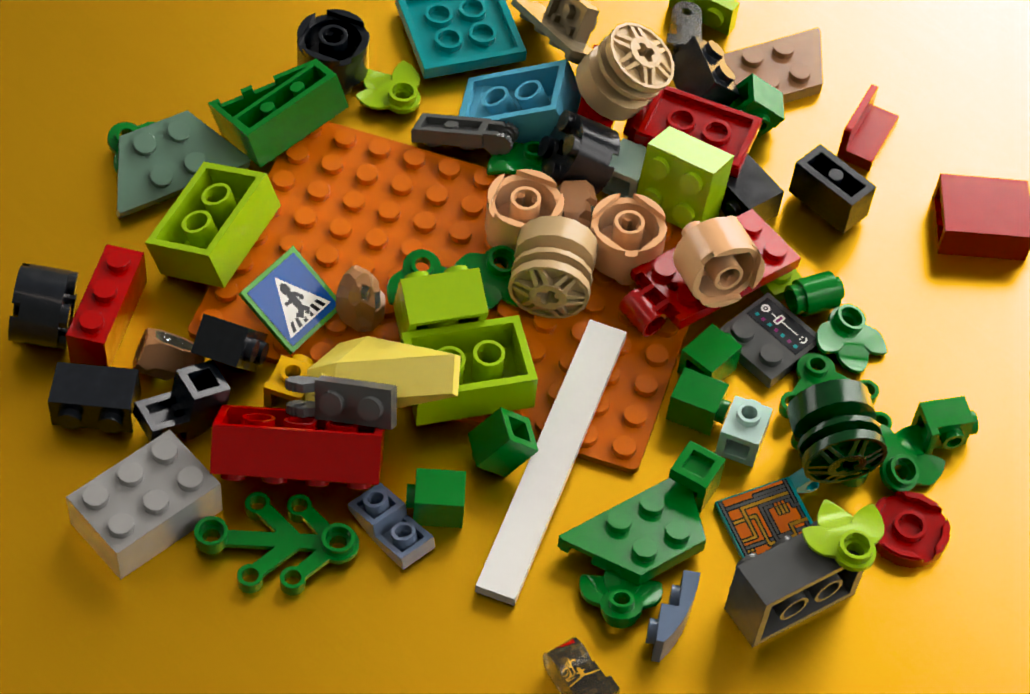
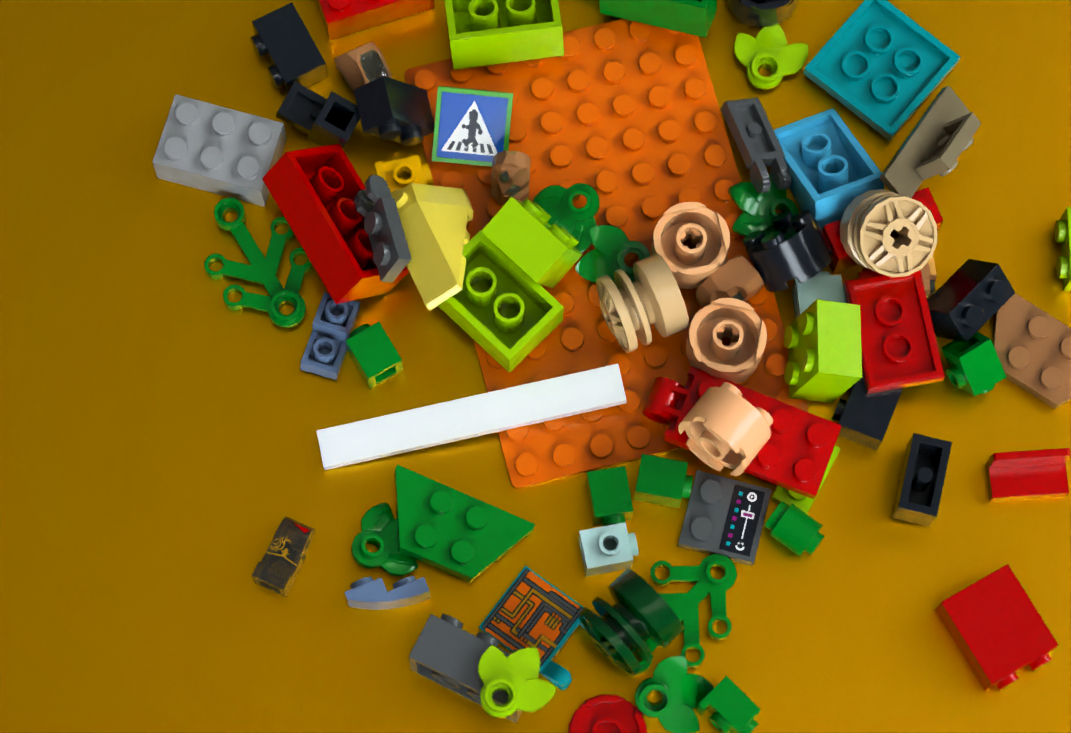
camera: 60 degrees right, 20 degrees up
(502, 442) = (453, 370): green brick -> none
(683, 25) = (1025, 254): clear smoke leg -> none
(699, 471) = (529, 536): green panel -> none
(849, 338) = (767, 588): plate -> none

